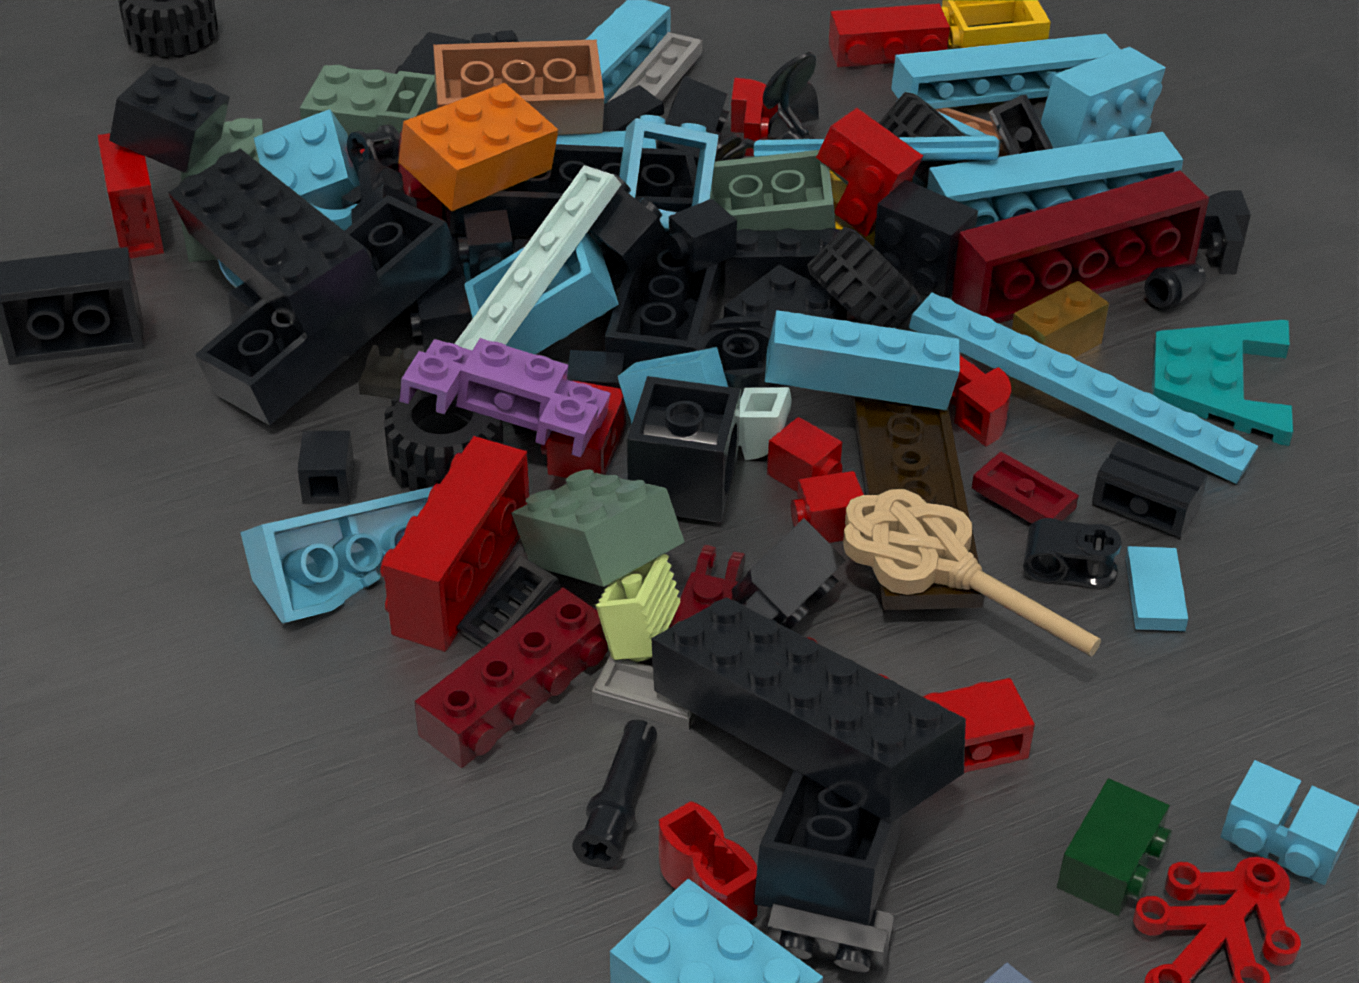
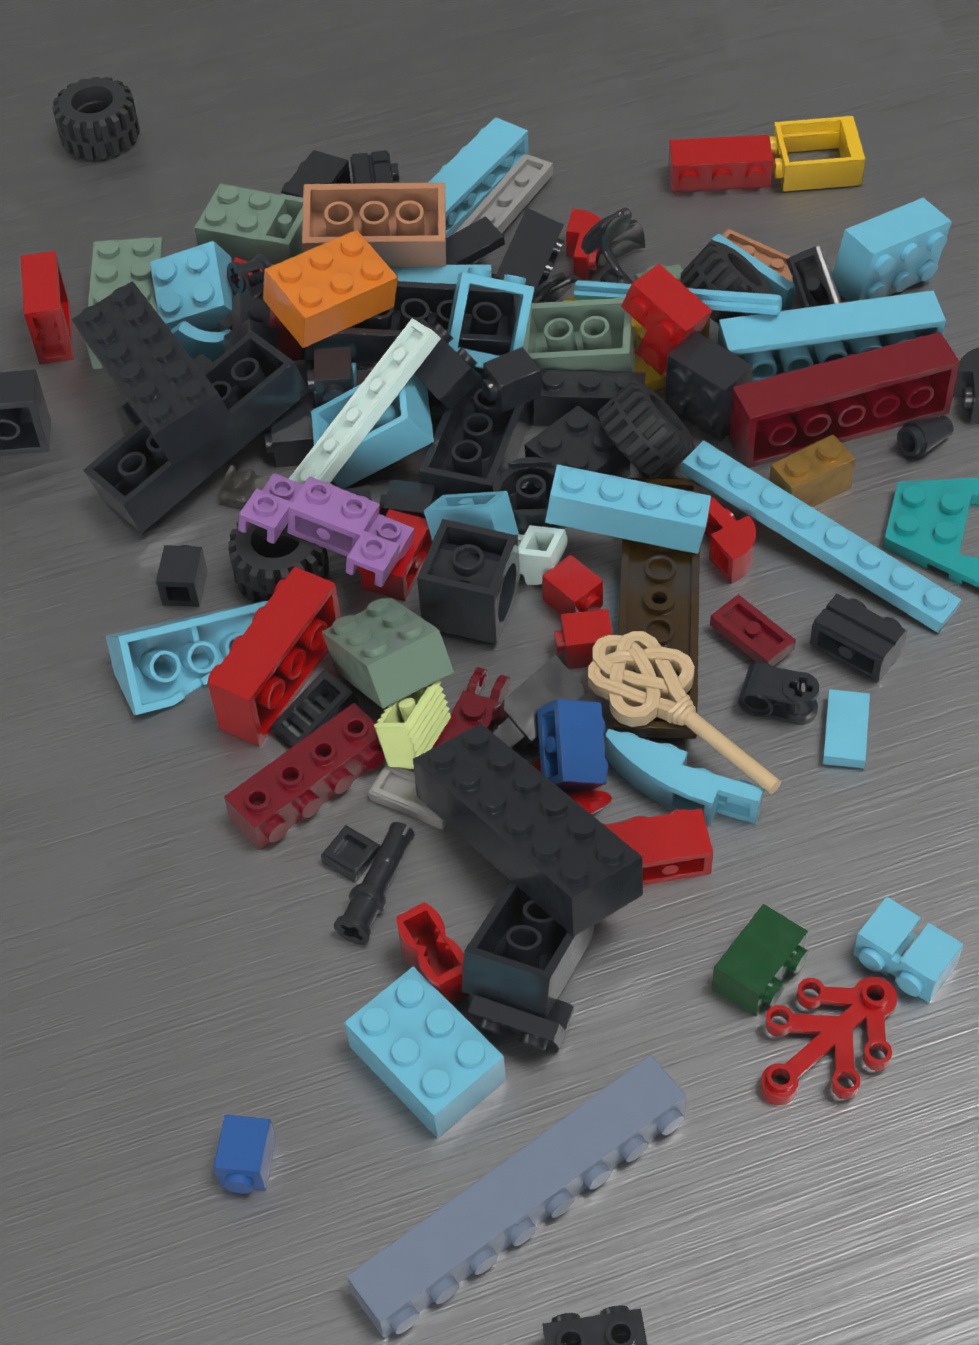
camera: 10 degrees right, 10 degrees up
(169, 118) = (78, 245): black brick -> none
(578, 763) = (350, 853): none -> black tile
(841, 610) = (572, 744): none -> blue brick
(955, 653) = (664, 777): none -> medium azure slope
(993, 71) = (810, 207): medium azure brick -> none

